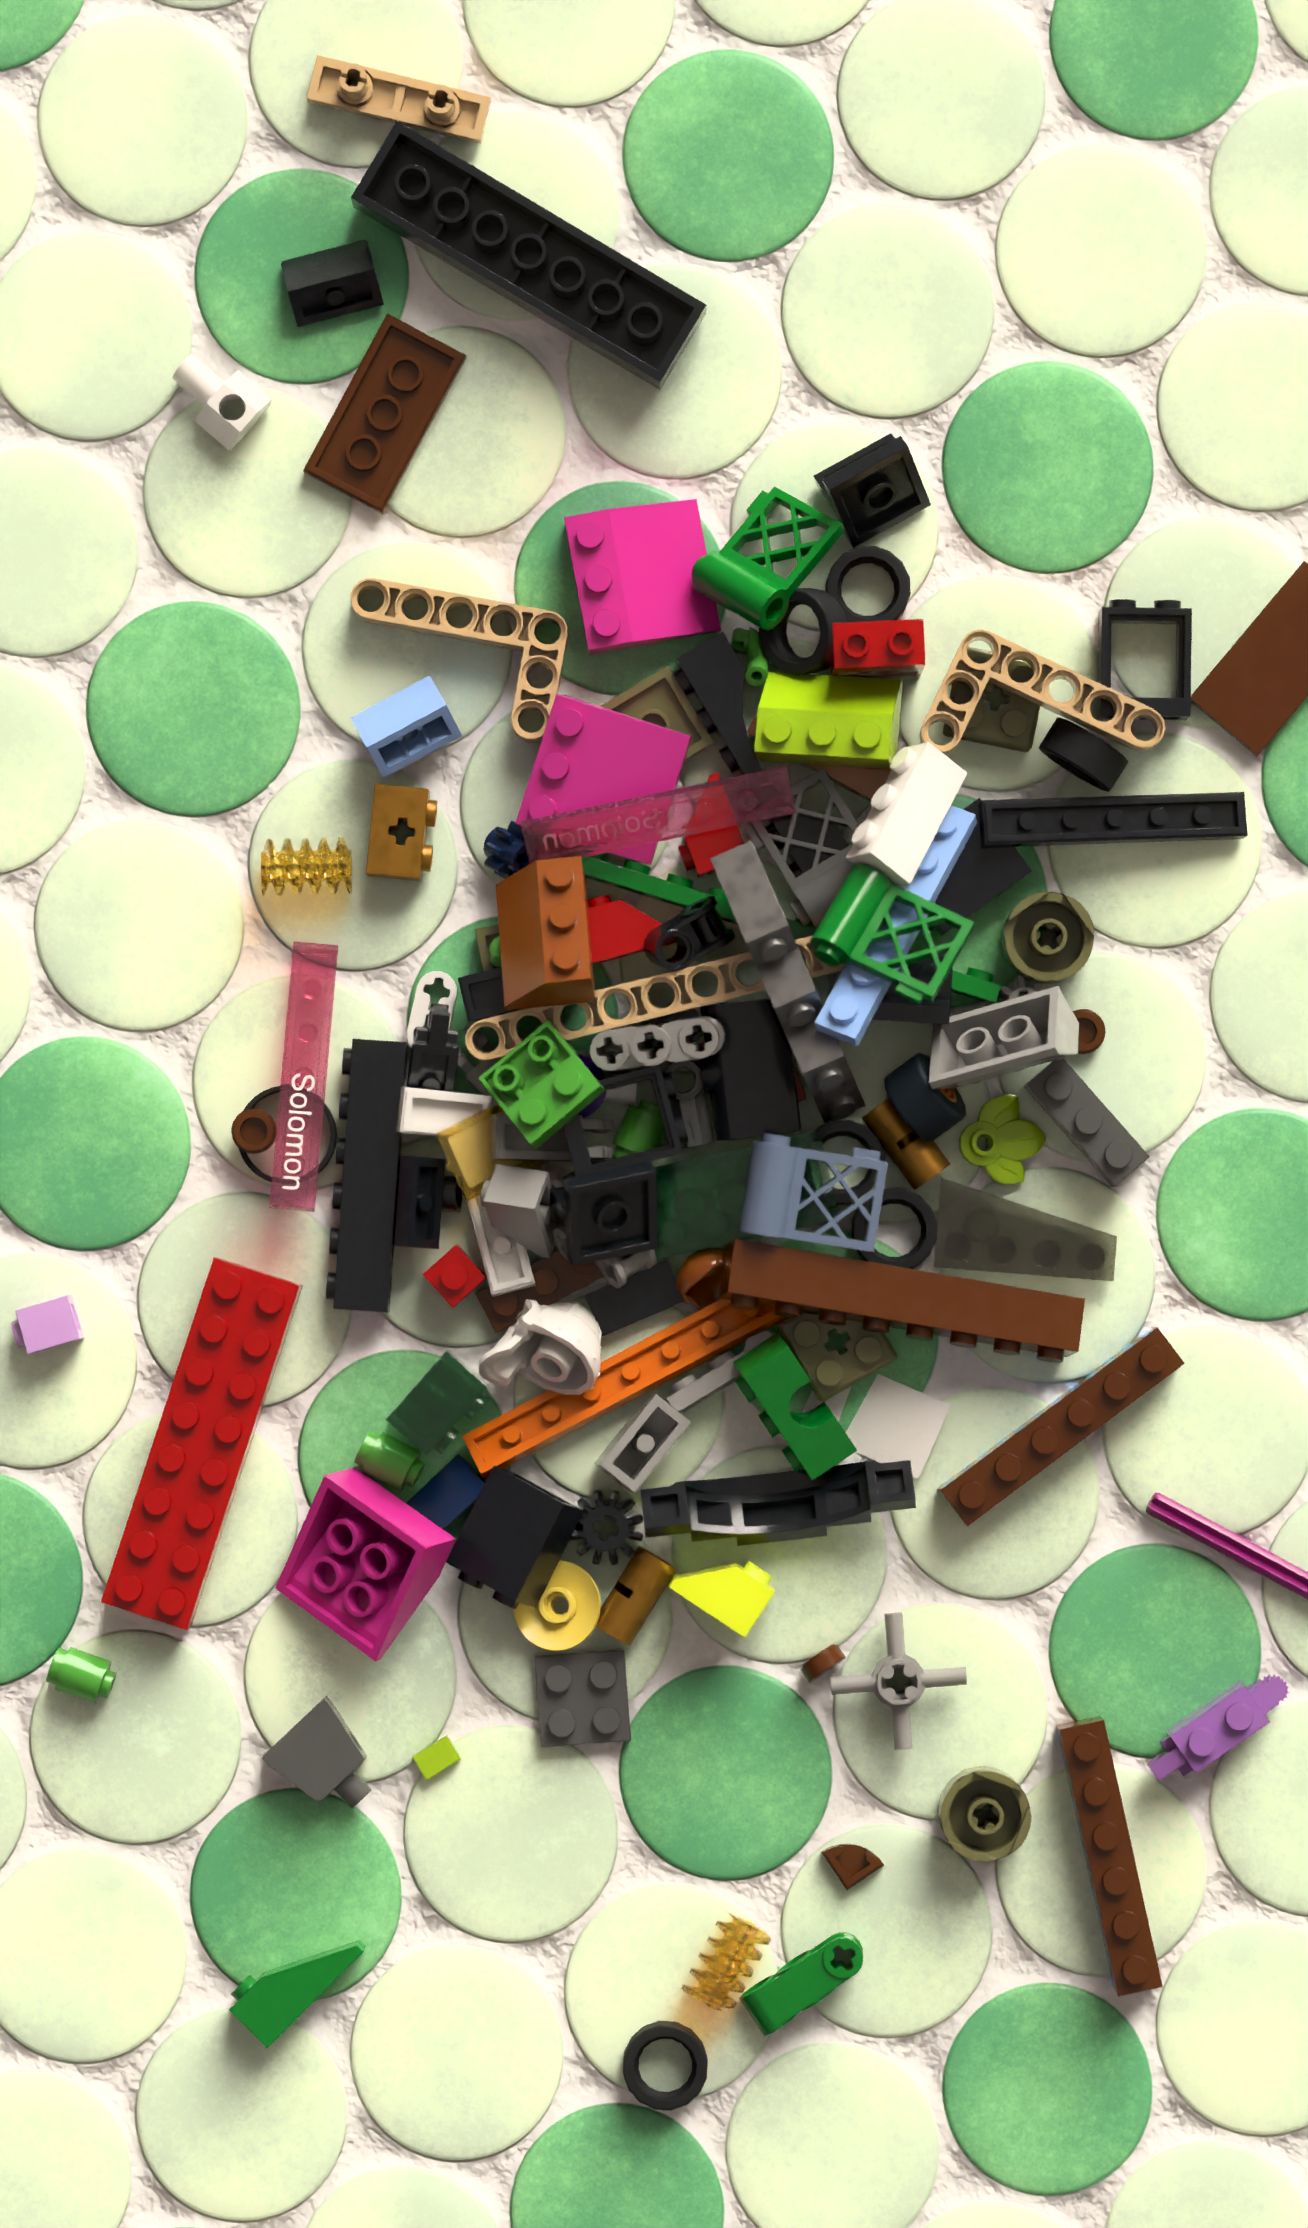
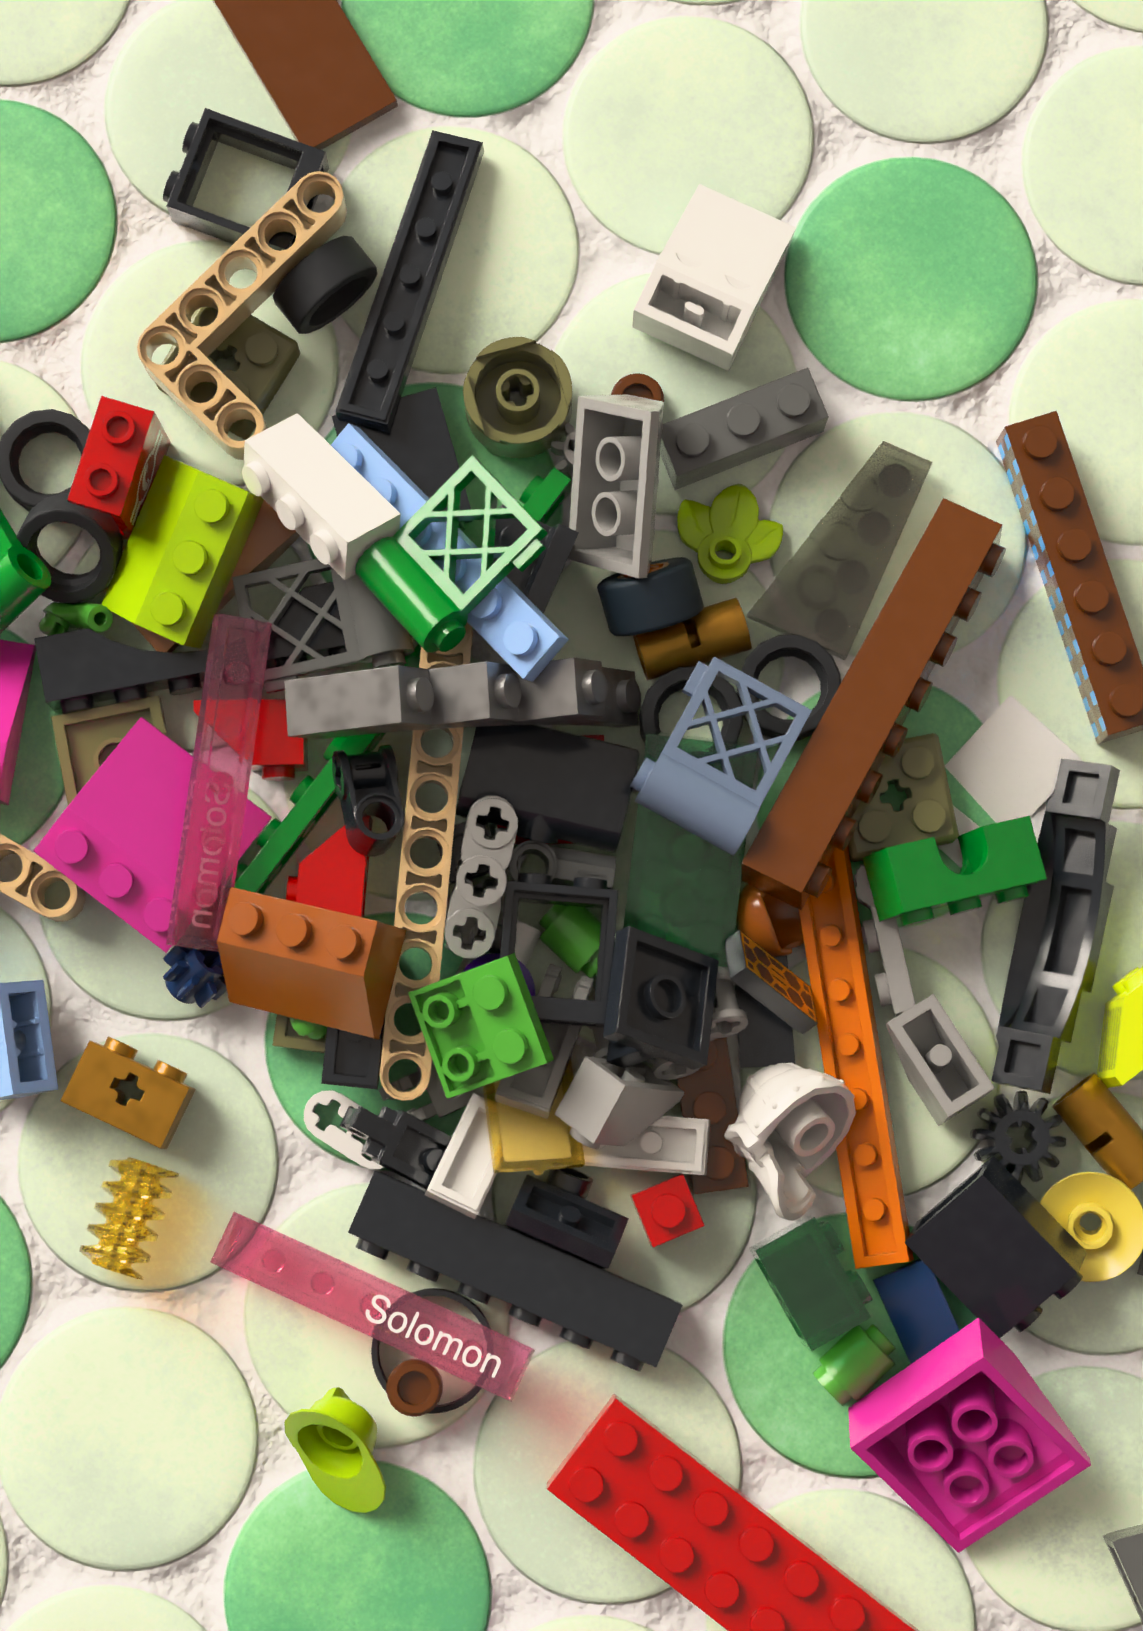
camera: 75 degrees left, 5 degrees down
(187, 1089) = (337, 1449): none -> lime piece
(655, 1294) = (770, 982): none -> black tile
(1204, 1056) = (712, 277): none -> white slope

